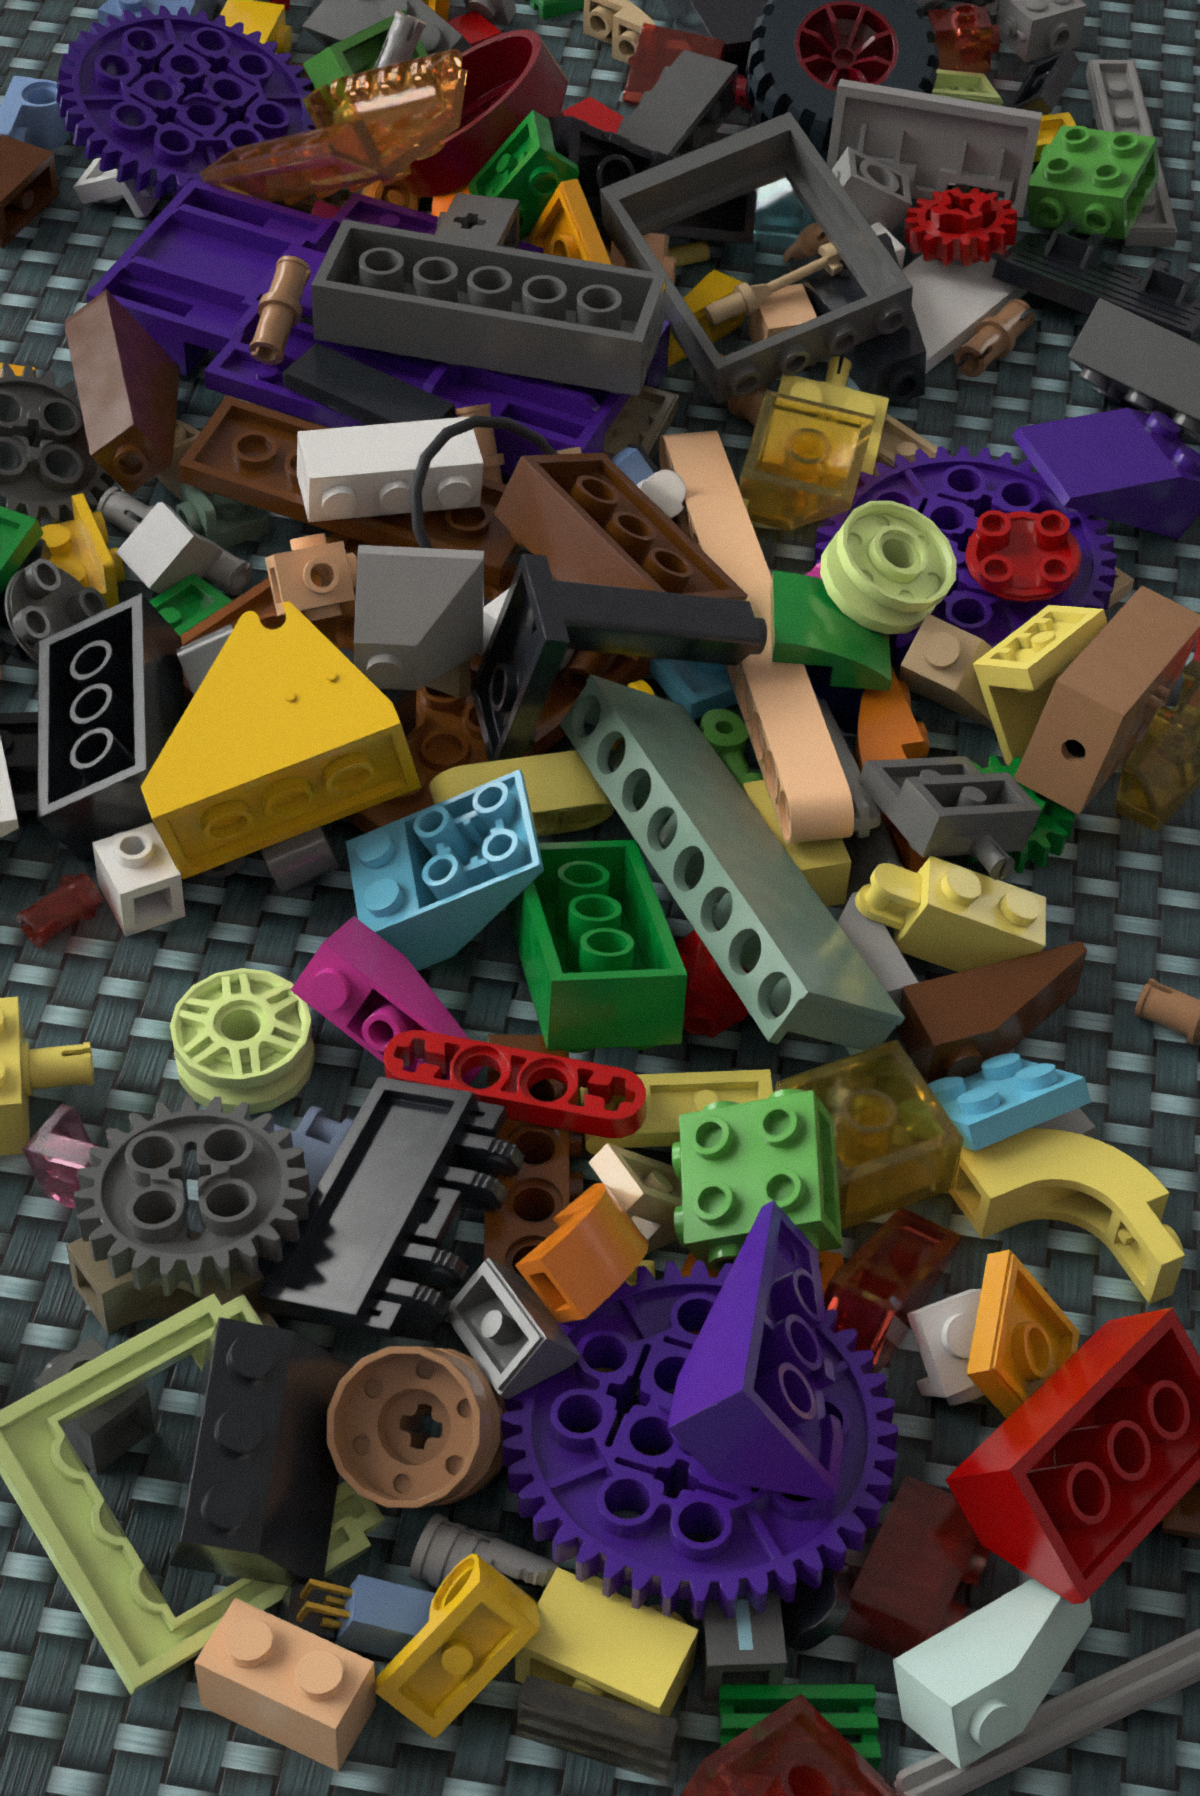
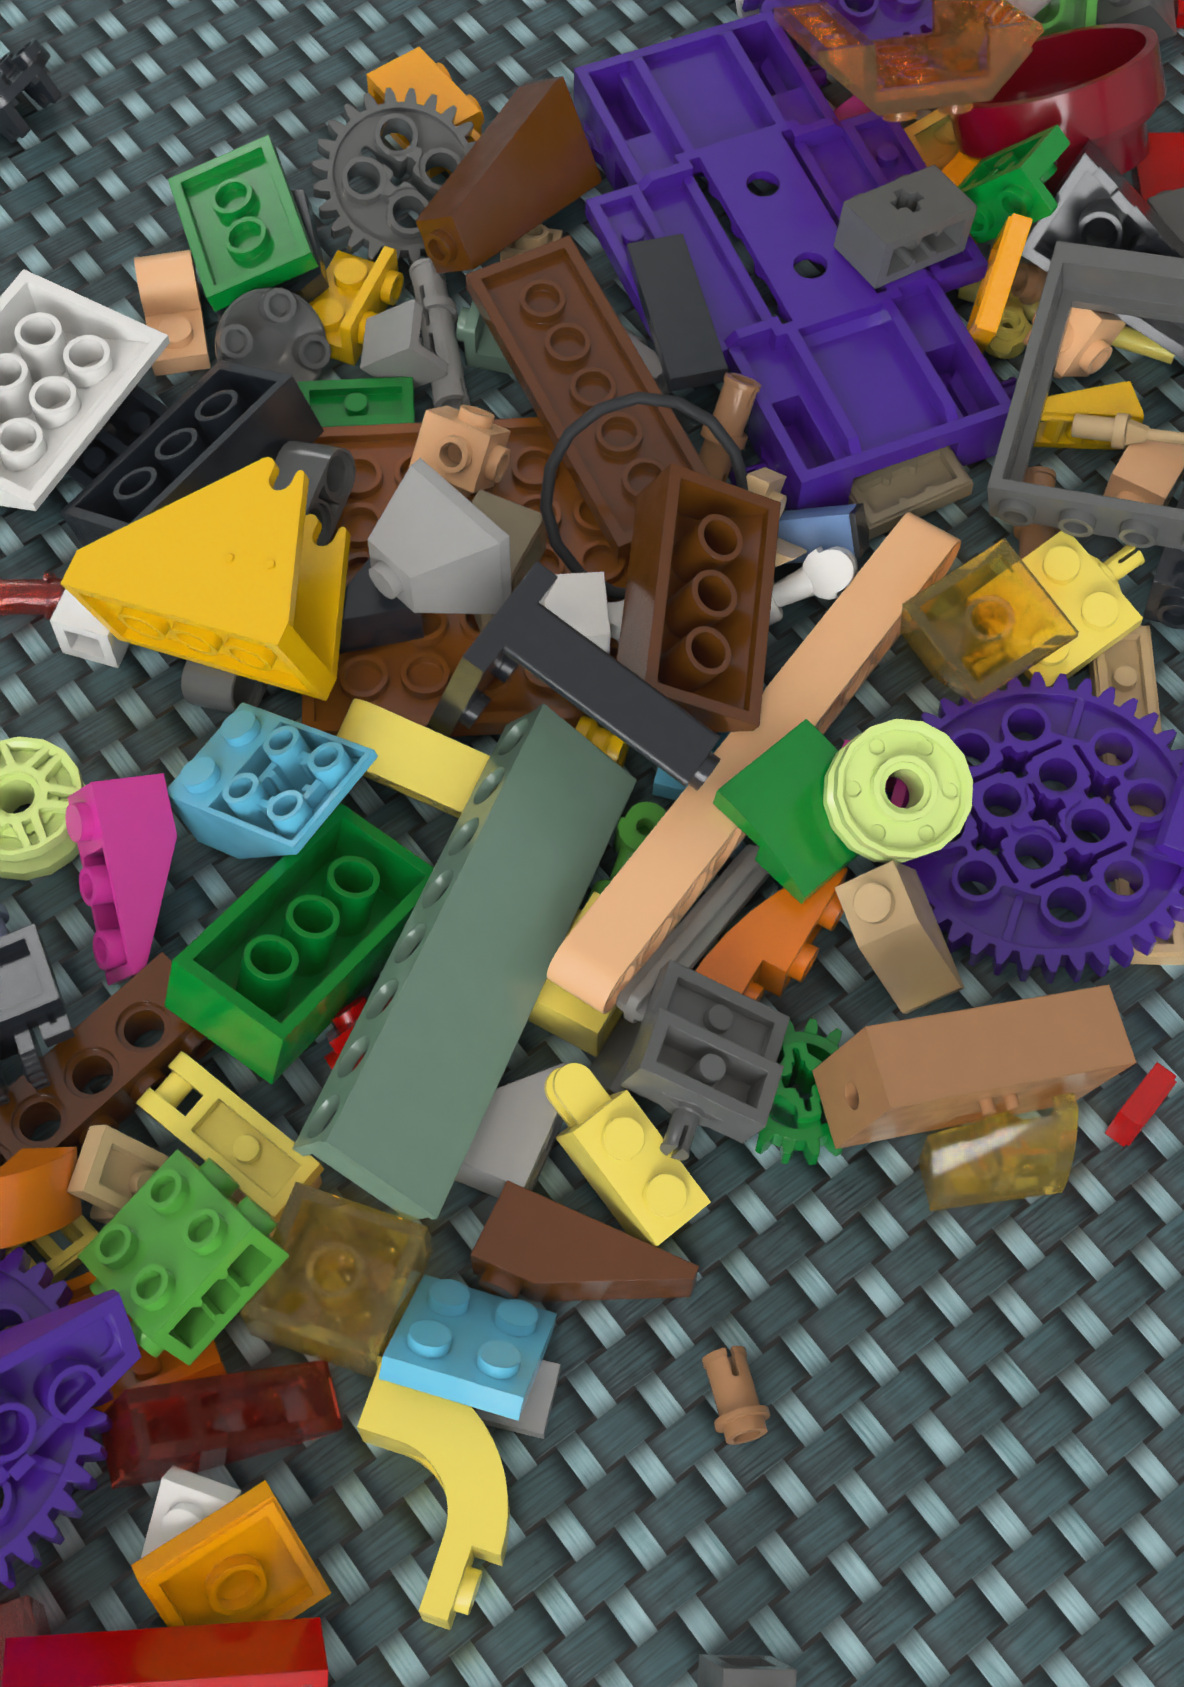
camera: 45 degrees right, 15 degrees up
(280, 310) = (682, 183): medium nougat pin -> none
(373, 466) = (571, 370): white brick -> none
(489, 307) = (838, 299): dark grey brick -> none
(518, 1073) = (114, 1014): red beam -> none
(1023, 554) = (1070, 864): red dish -> none
(1024, 668) = (948, 975): light yellow bracket -> none

